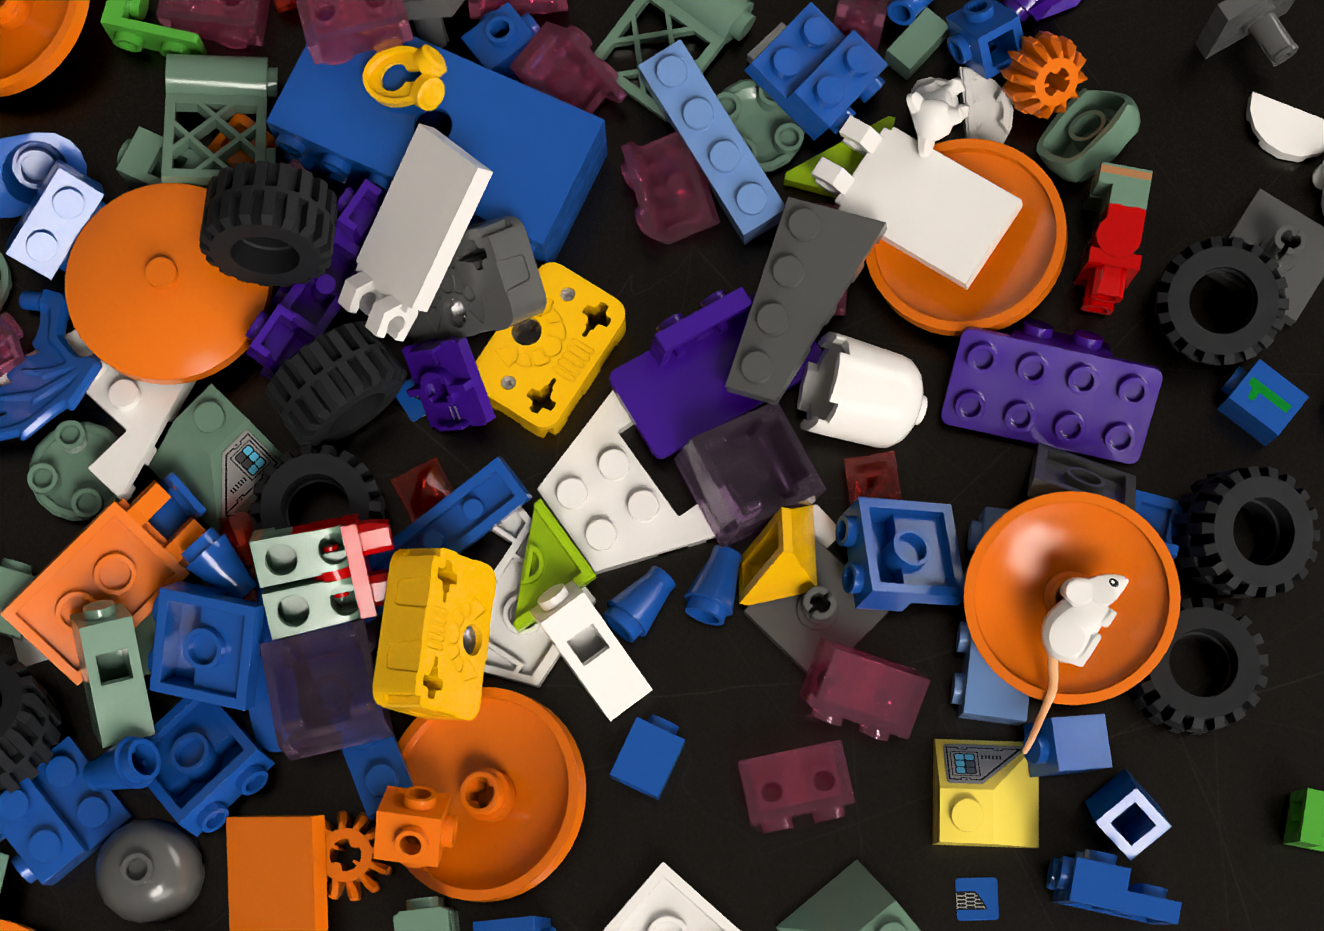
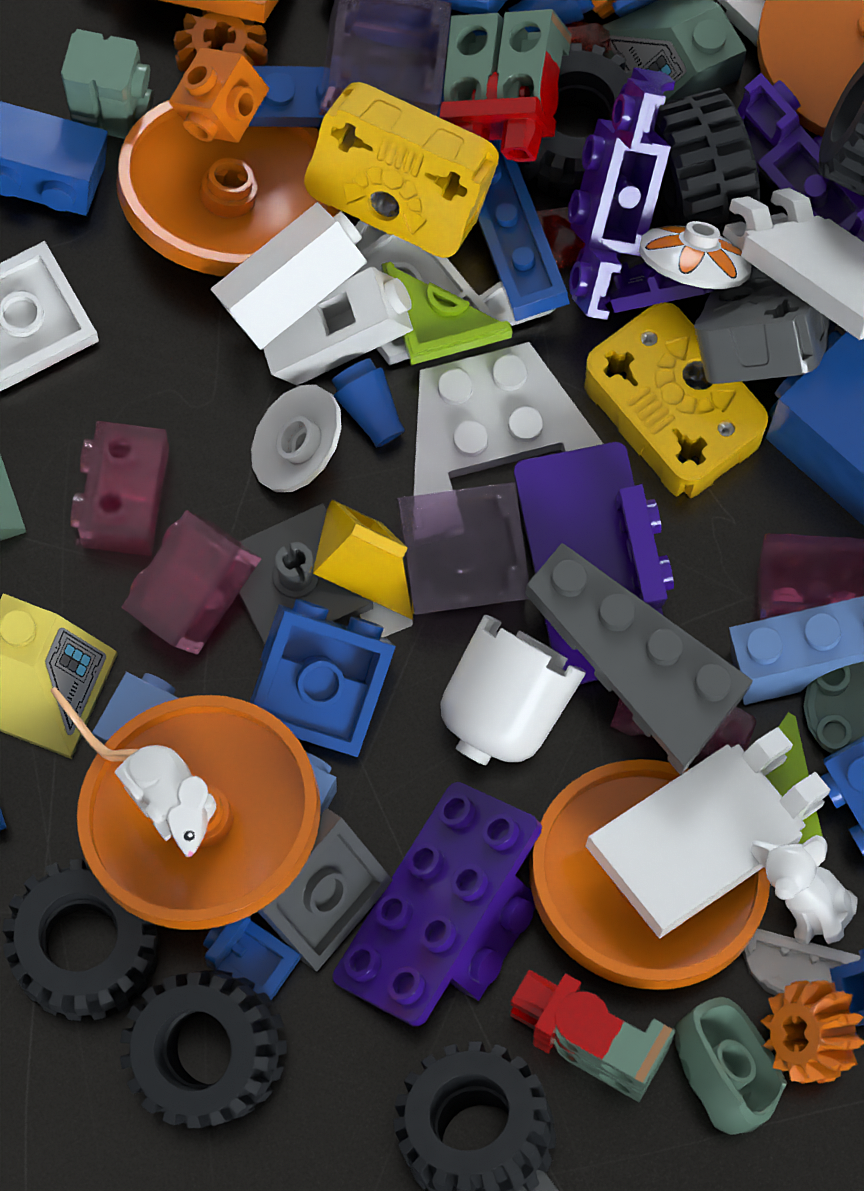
camera: 105 degrees right, 5 degrees down
(392, 437) = (618, 188): none -> dark purple bracket
(438, 353) = (695, 256): none -> white dish
(567, 696) = (291, 273): none -> white brick
(648, 756) = (207, 355): blue brick -> none
(701, 667) = (296, 438): none -> white dish
(714, 588) = (359, 482): blue cone -> none
(873, 476) = (413, 685): clear red tile -> none
(1069, 746) = (51, 770): brick -> none
(1260, 401) = (348, 1136): blue brick -> none

